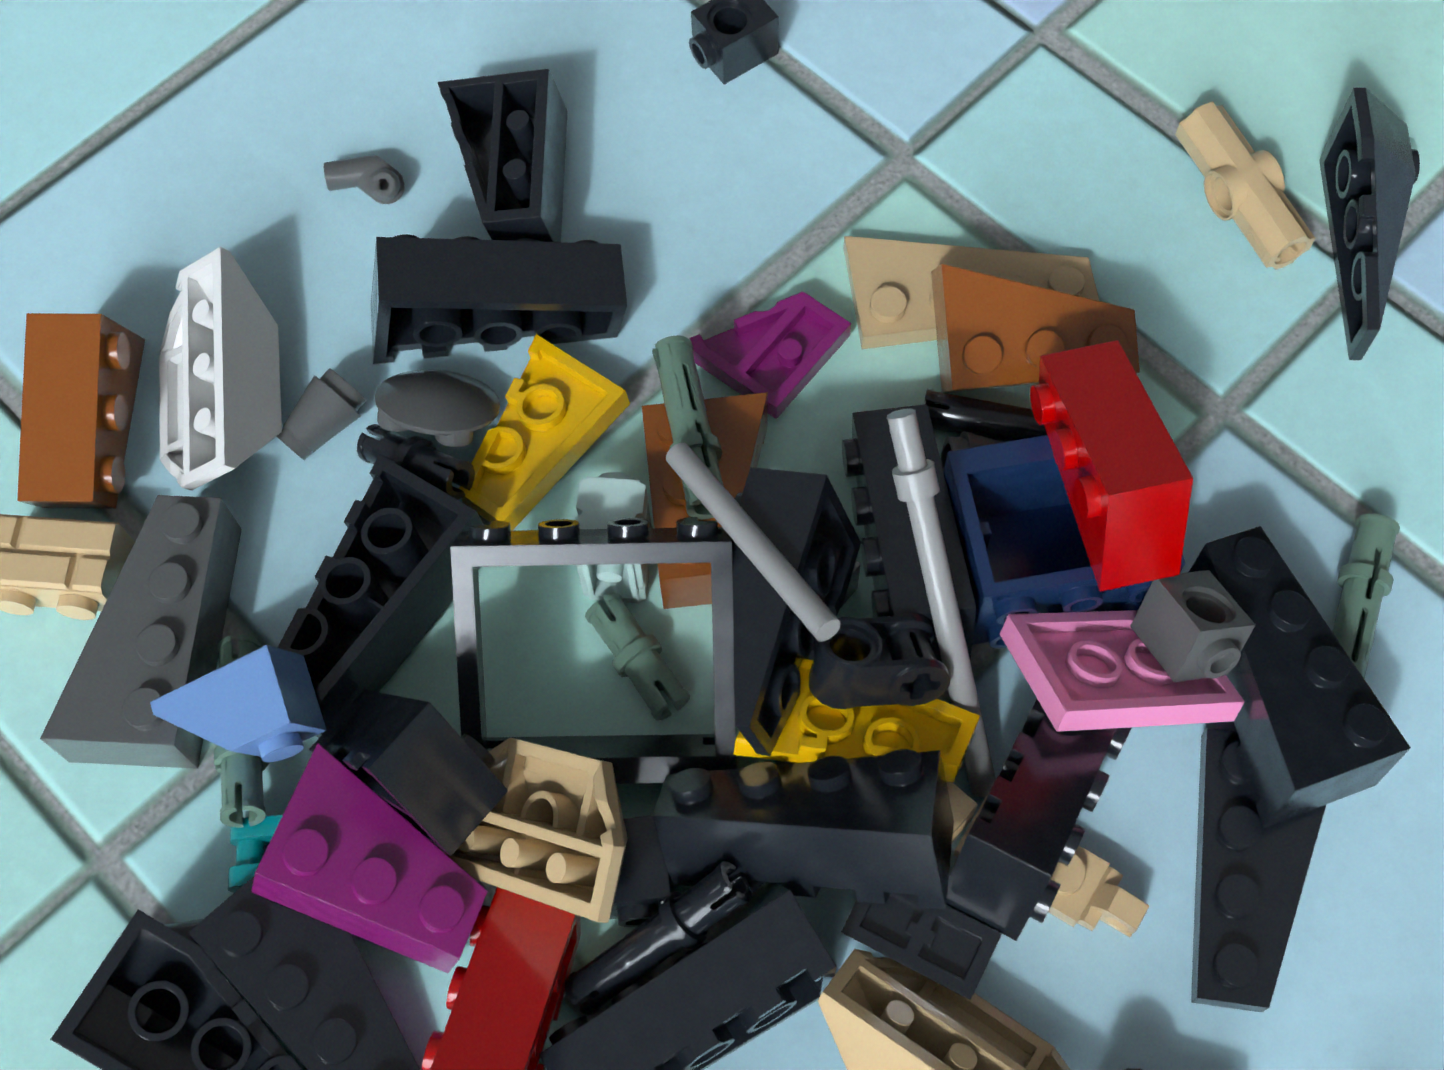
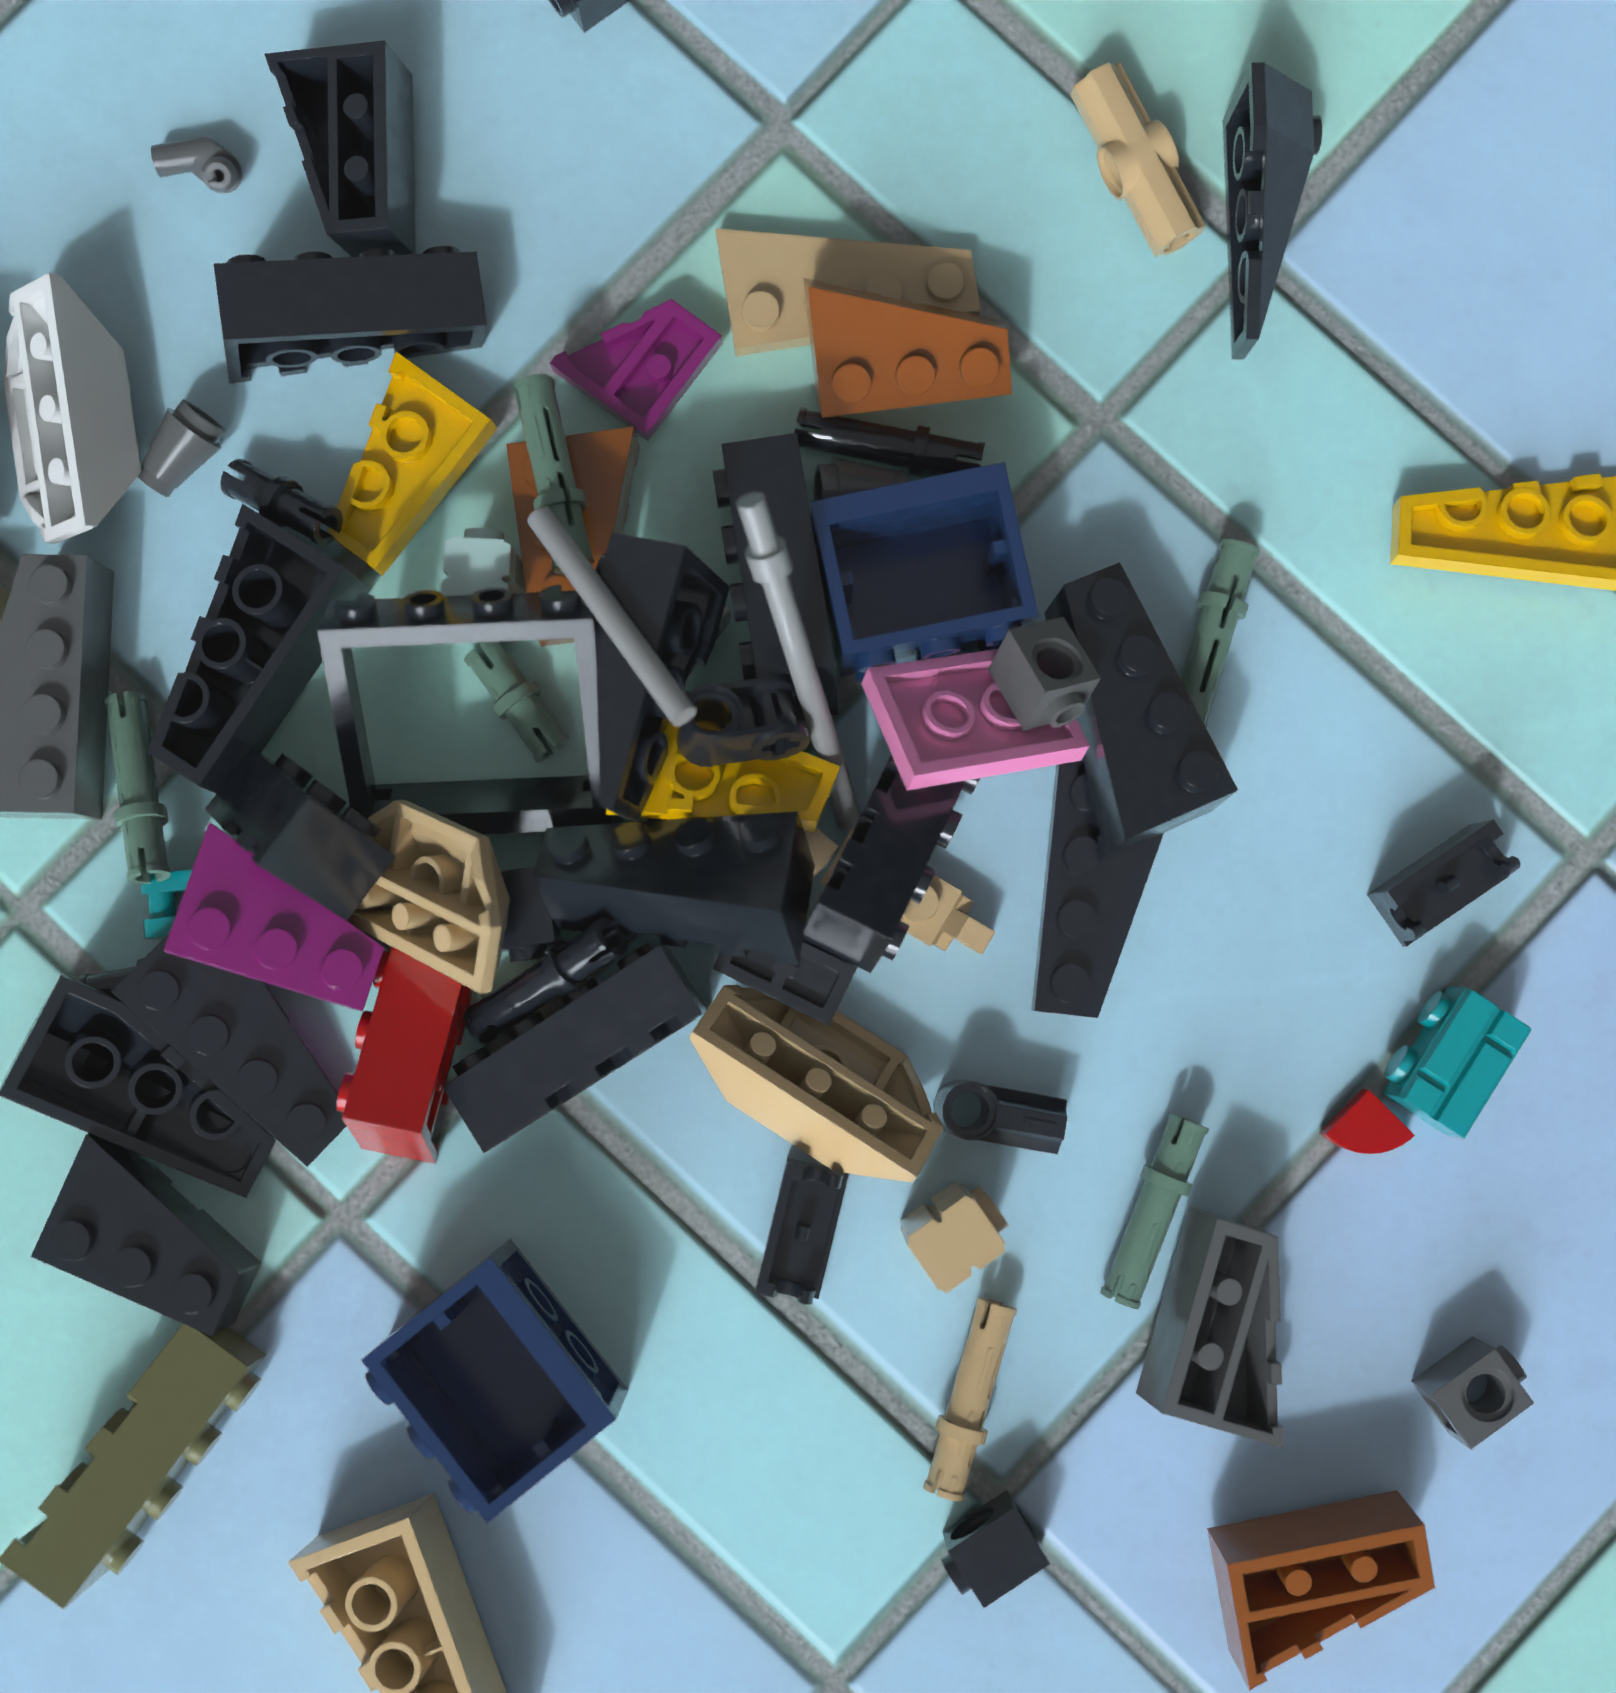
camera: 10 degrees left, 20 degrees up
(249, 706) = (140, 782): medium blue slope -> none
(436, 405) = (298, 437): dark grey dish -> none
(1115, 464) = (968, 517): red wedge -> none

